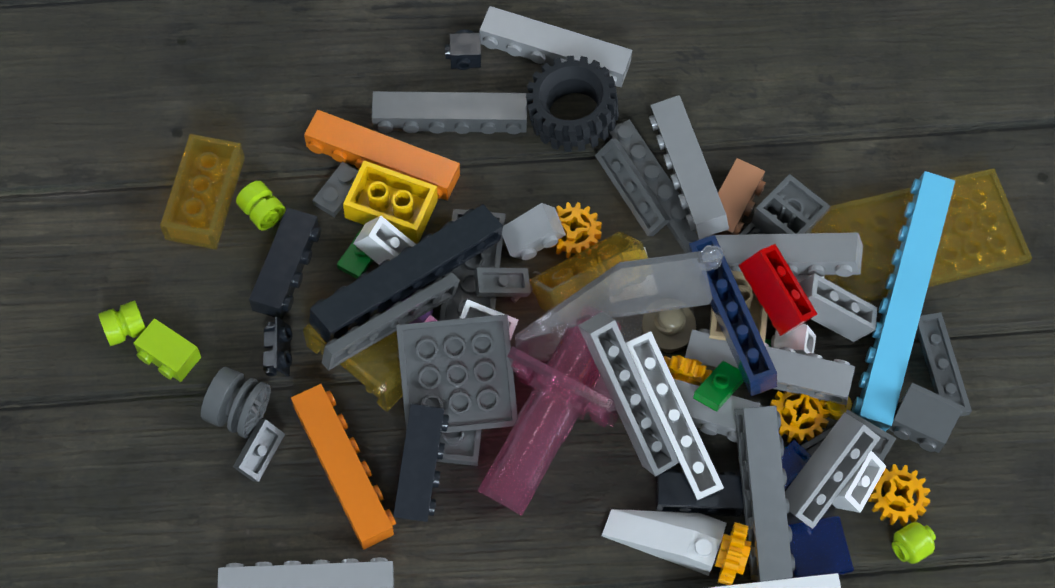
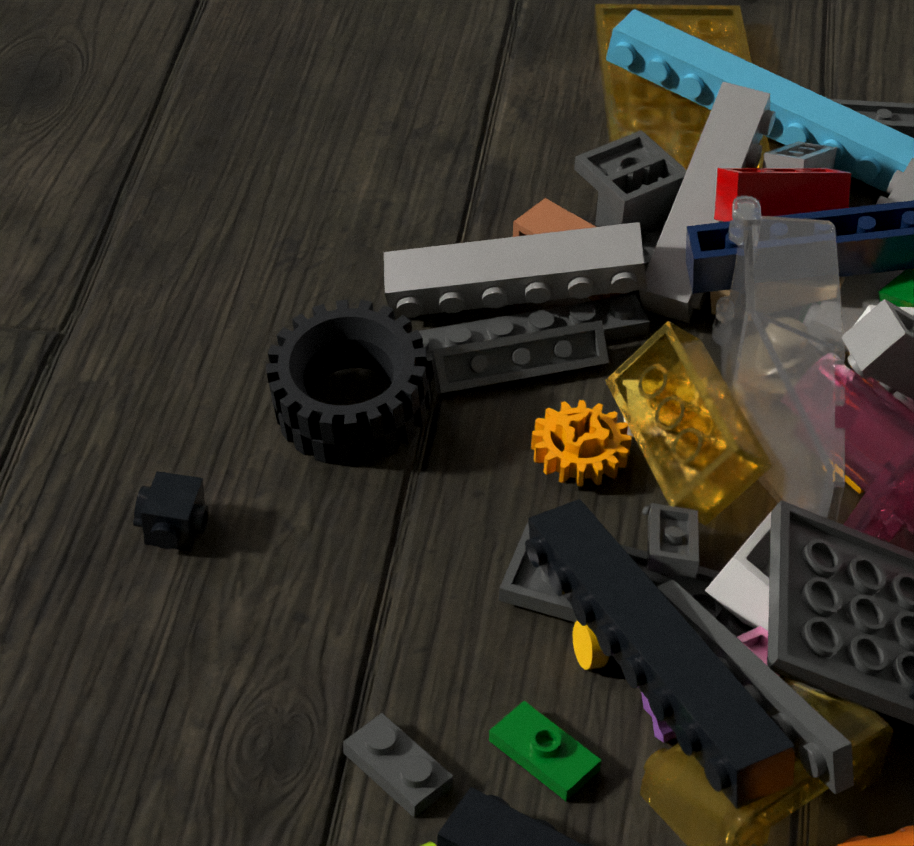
camera: 75 degrees left, 20 degrees down
(355, 143) = (348, 678): orange brick -> none
(381, 240) = (564, 686): white brick -> none
(394, 196) = (465, 671): yellow brick -> none
(449, 112) = (293, 564): dark grey brick -> none
(532, 232) = (586, 469): light grey brick -> none
(547, 42) = (204, 400): light grey brick -> none

